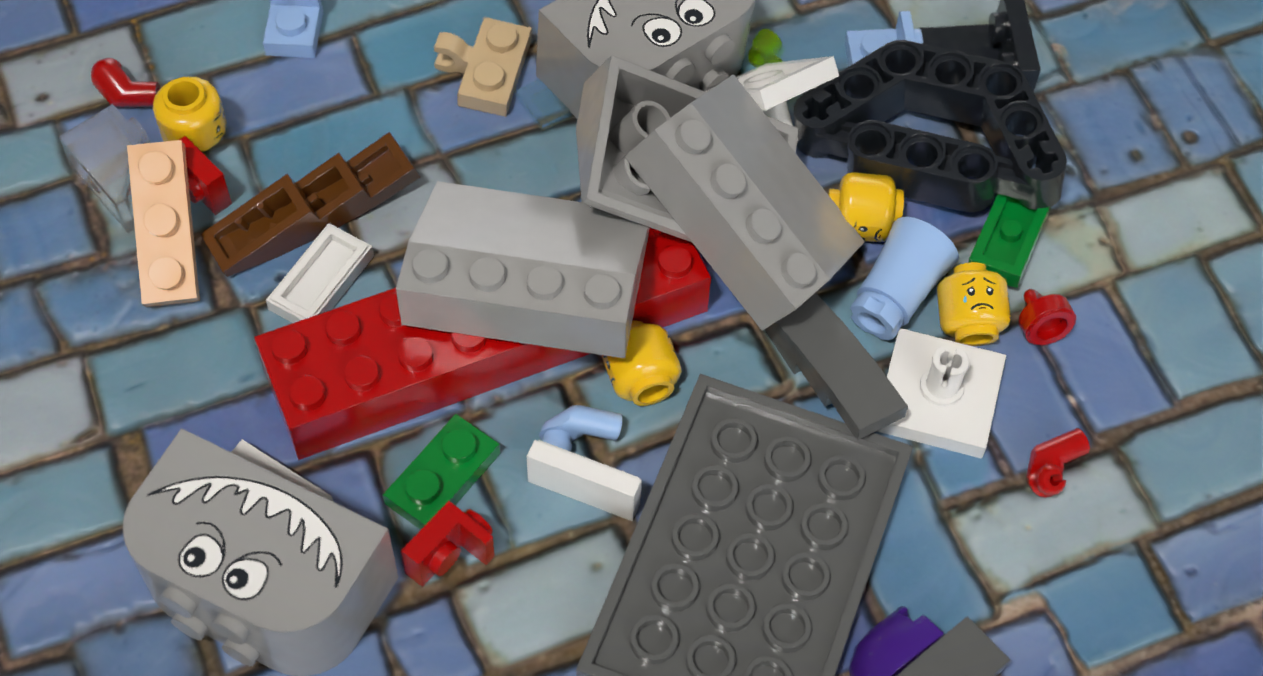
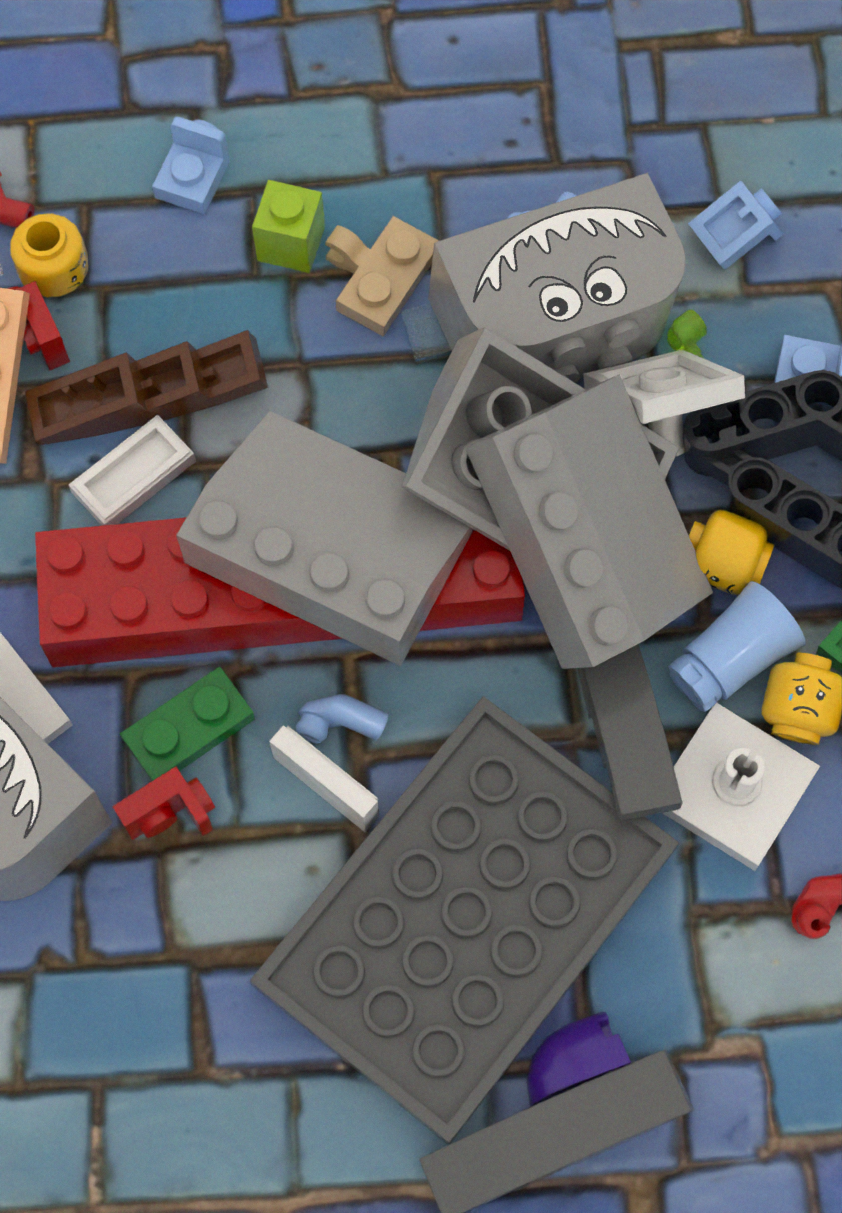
camera: 20 degrees right, 10 degrees up
(396, 44) = (289, 226): none -> lime brick
(648, 368) = (432, 668): yellow head -> none

